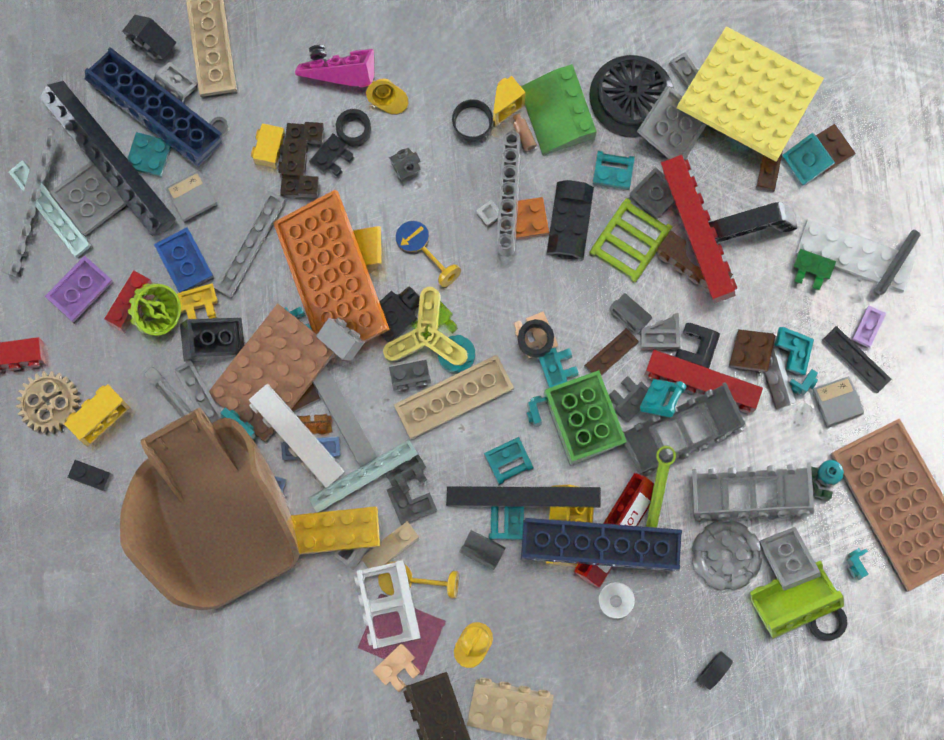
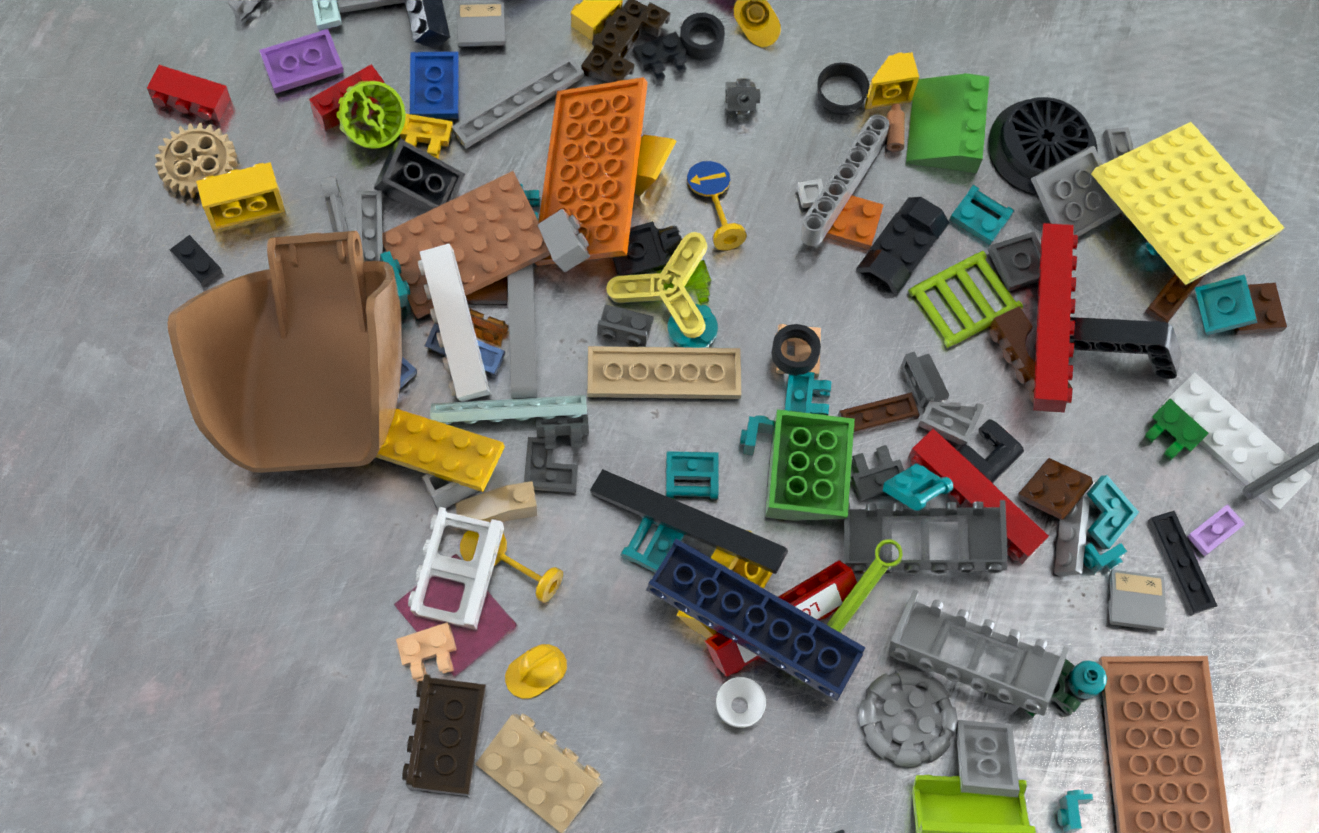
camera: 20 degrees right, 10 degrees down
(482, 549) = (606, 562): dark grey panel -> none

